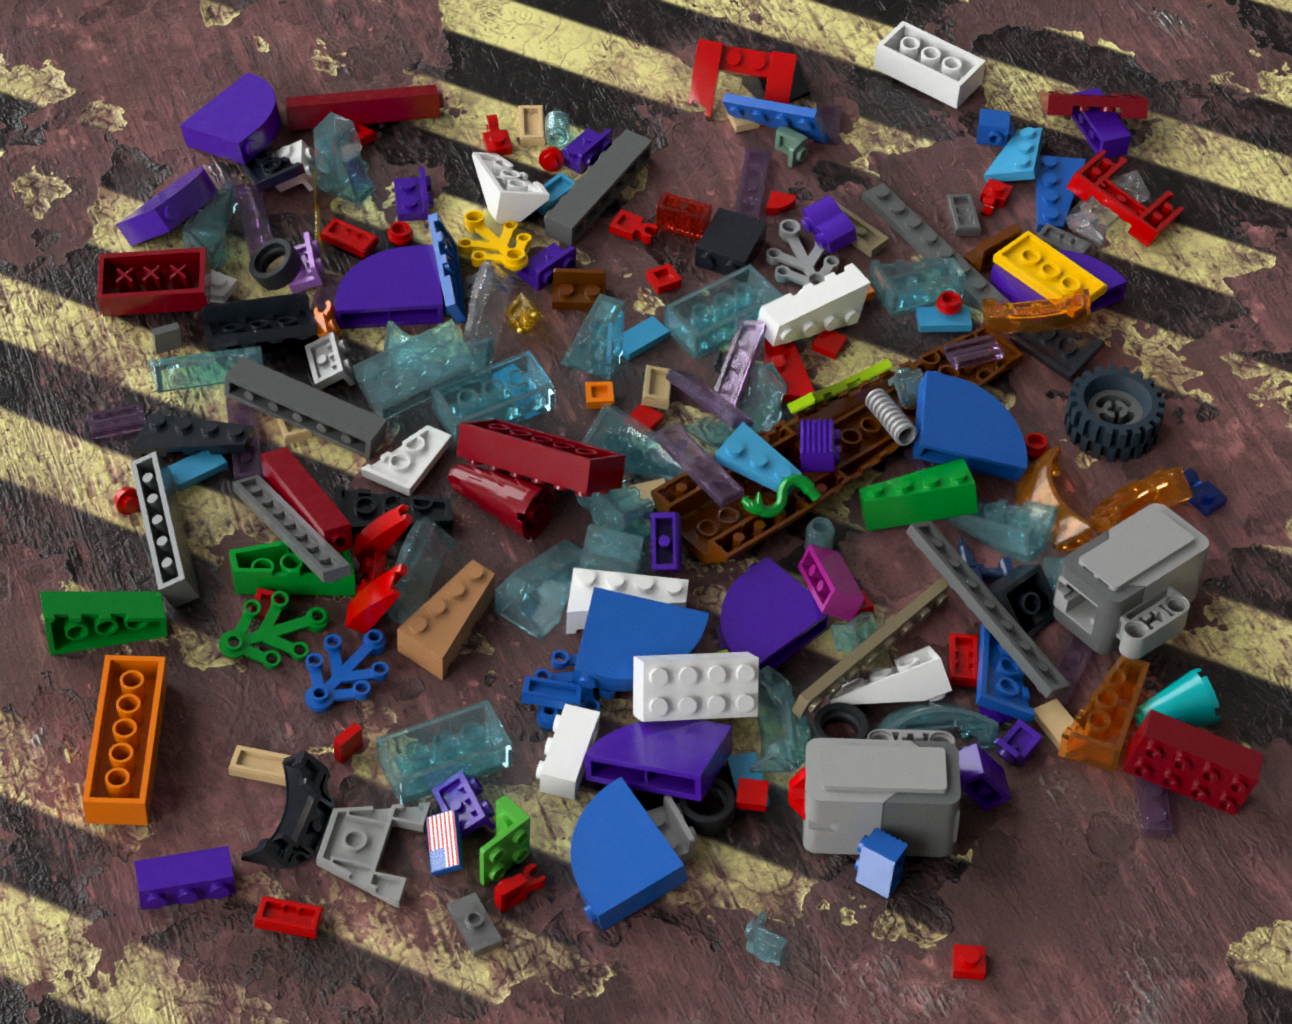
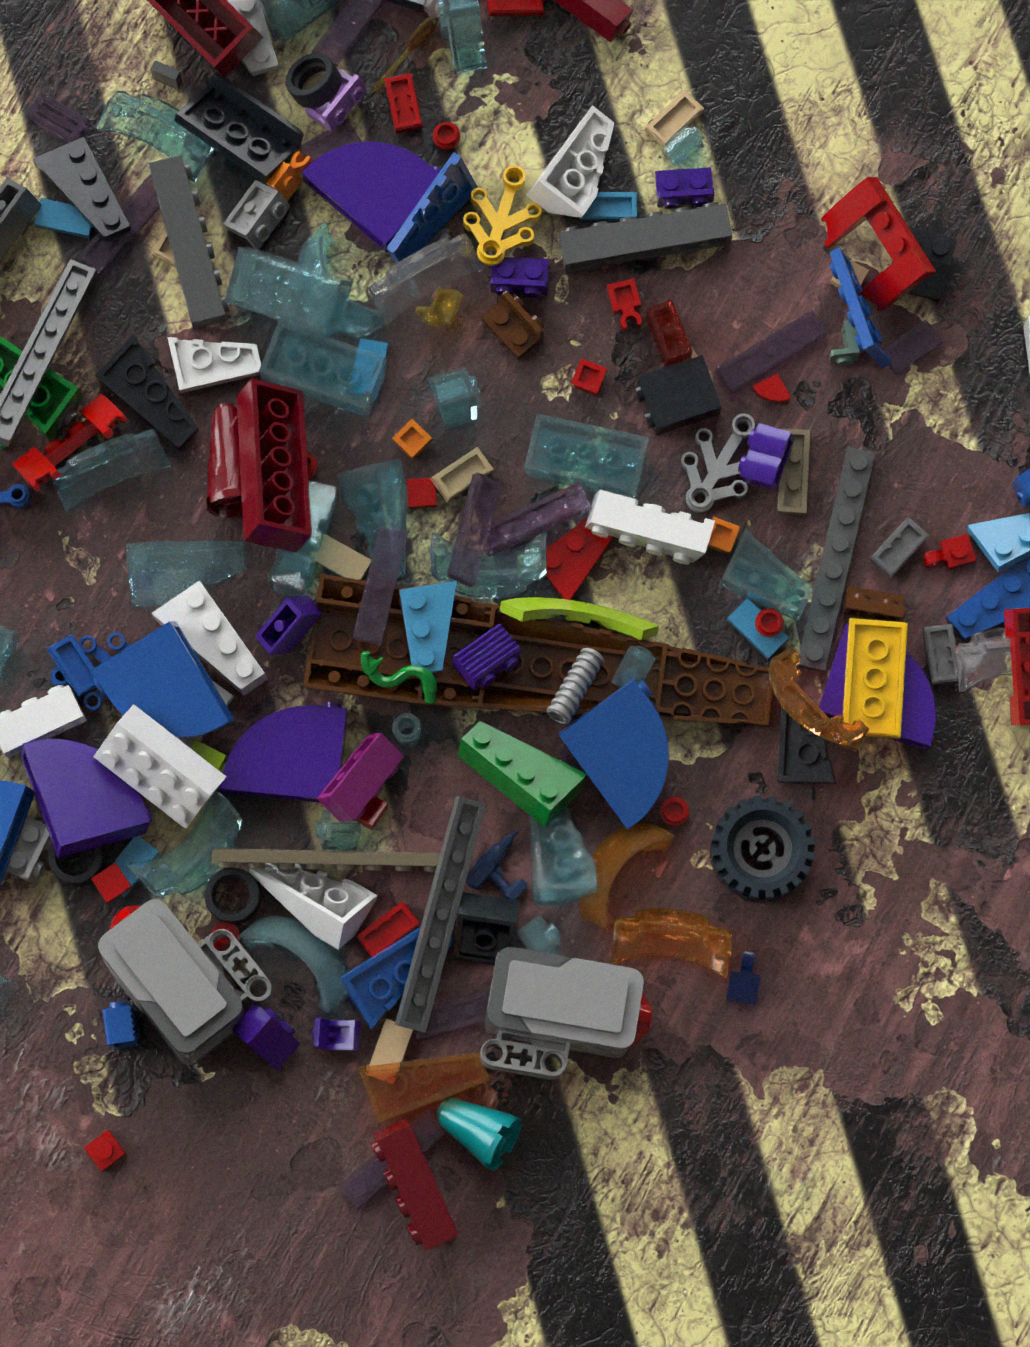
camera: 55 degrees right, 30 degrees up
(306, 497) = (81, 336): dark red brick -> none
(412, 197) = (496, 107): dark purple bracket -> none
(447, 619) = (78, 531): medium nougat wedge -> none
(496, 140) = (627, 109): red plate -> none
(551, 159) = (644, 172): red plate -> none
(612, 550) = (246, 594): clear light blue bracket -> none
(643, 337) = (507, 414): dark azure tile -> none
(829, 344) = (642, 563): red tile -> none
(971, 350) = (730, 677): clear purple tile -> none

